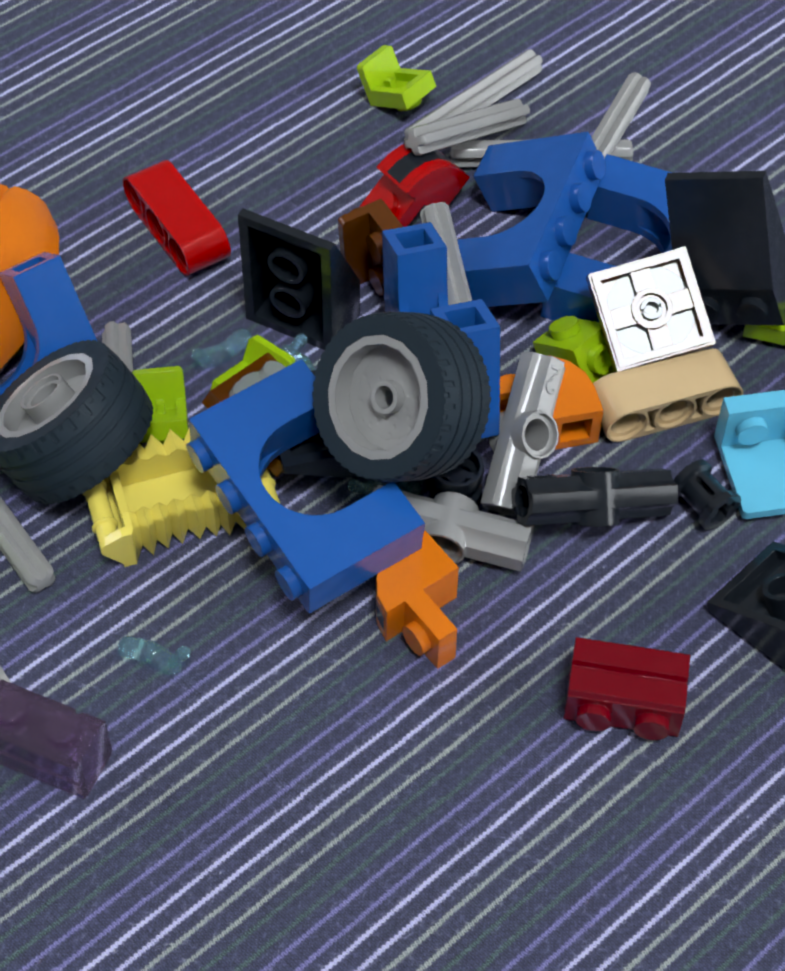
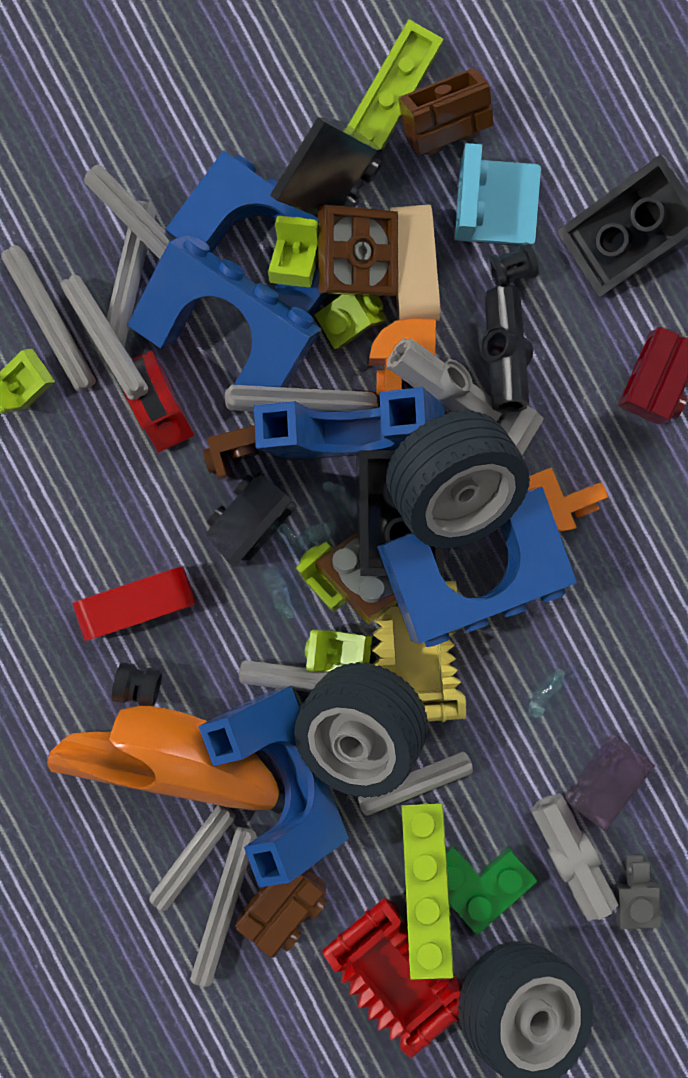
camera: 80 degrees left, 35 degrees up
(81, 234) = (136, 685): none -> black wheel
(611, 248) = (294, 252): none -> lime bracket

